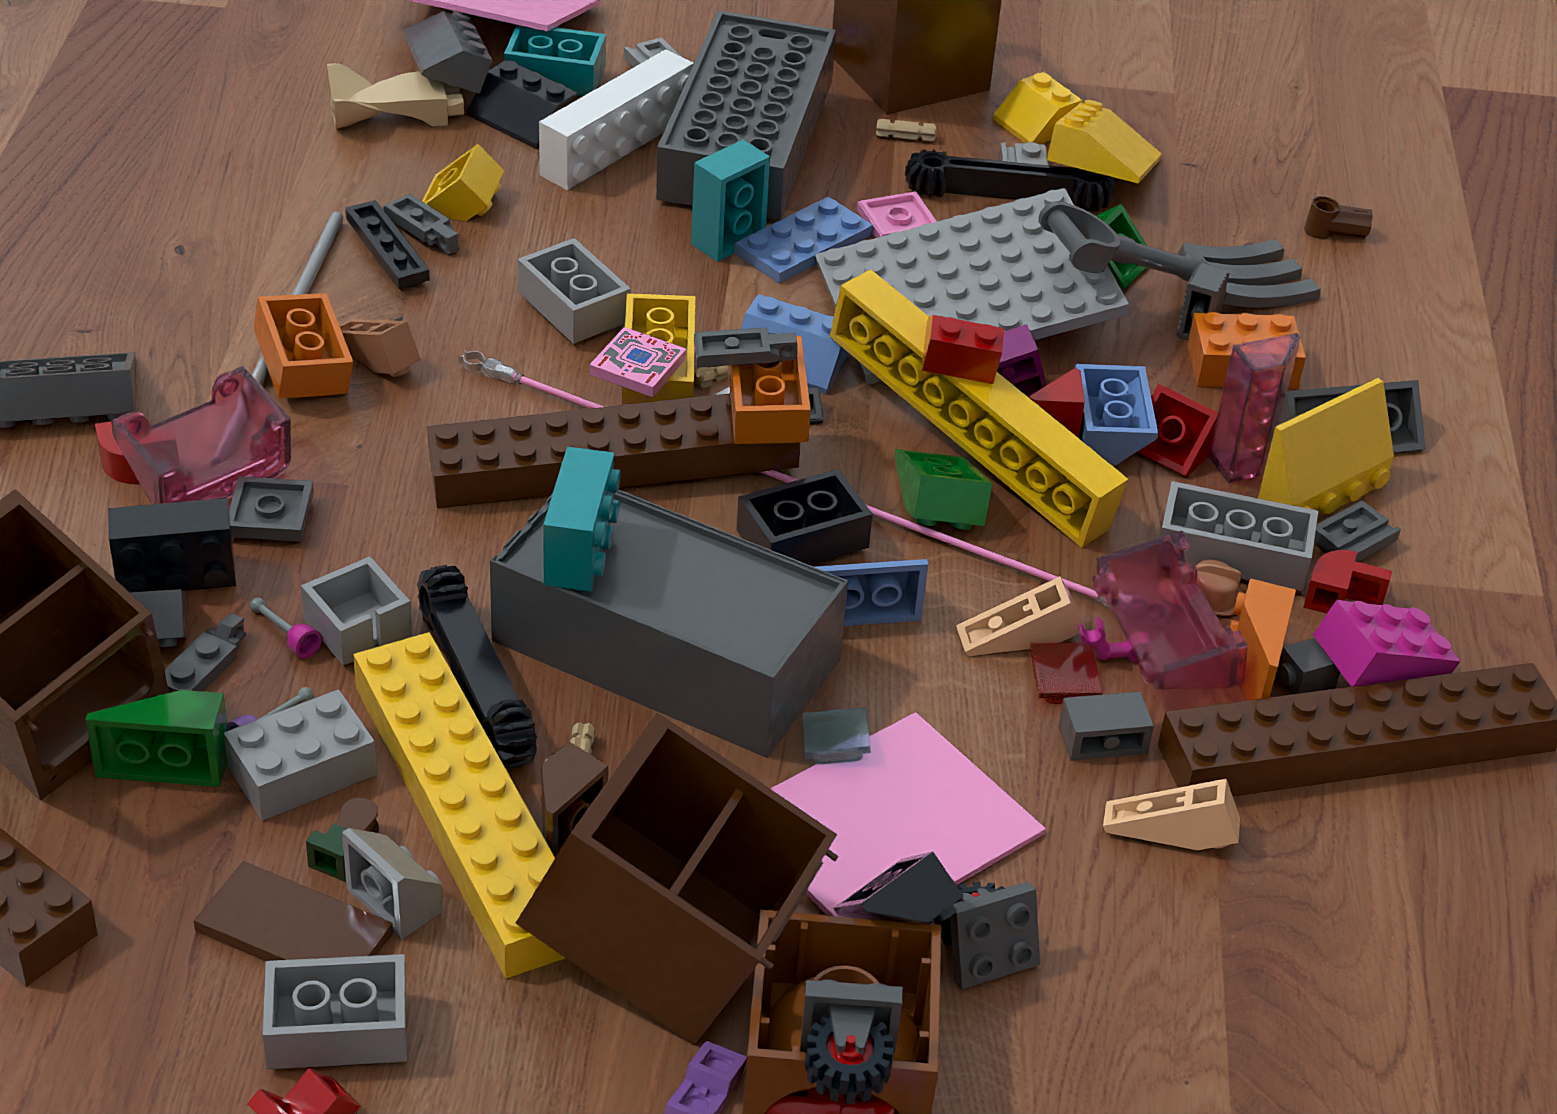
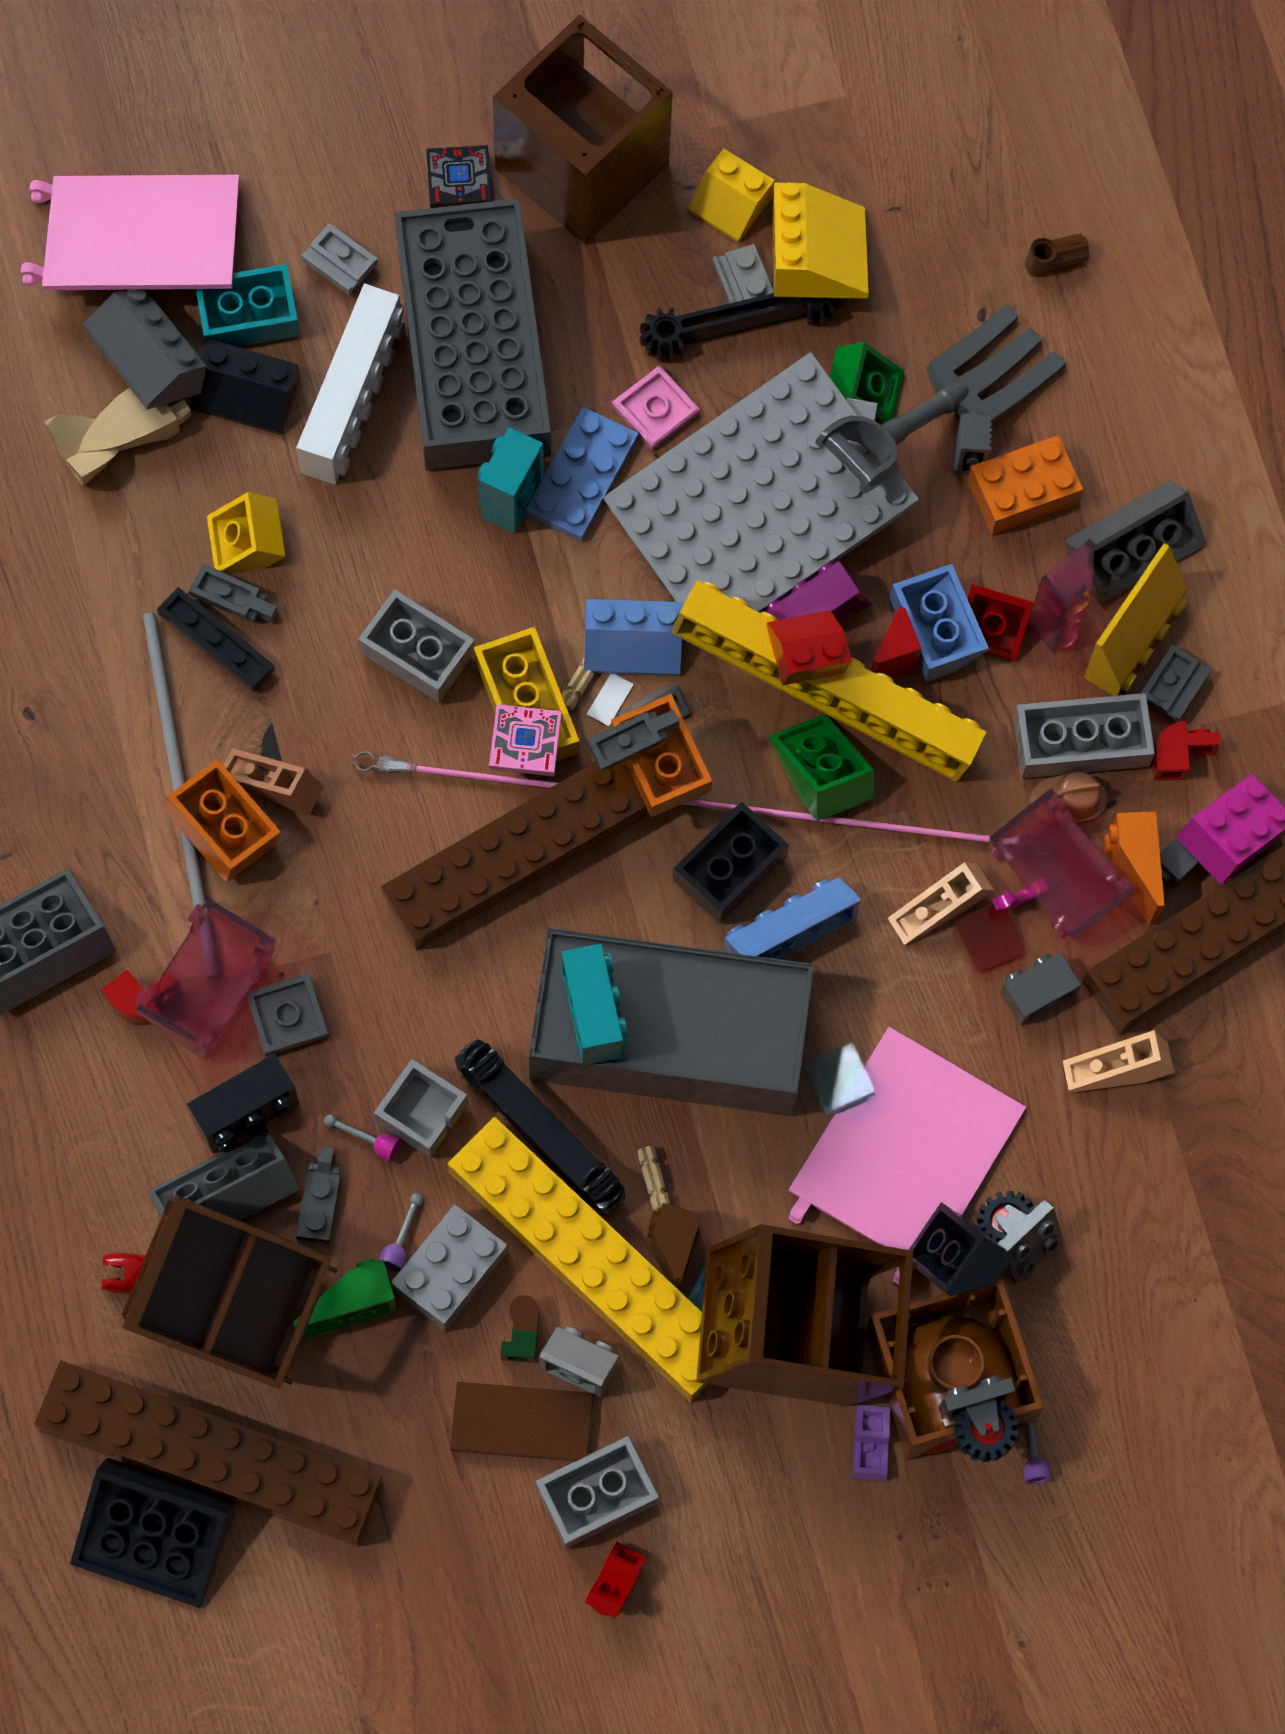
camera: 20 degrees left, 30 degrees up
(906, 130) = (615, 270): tan axle -> none

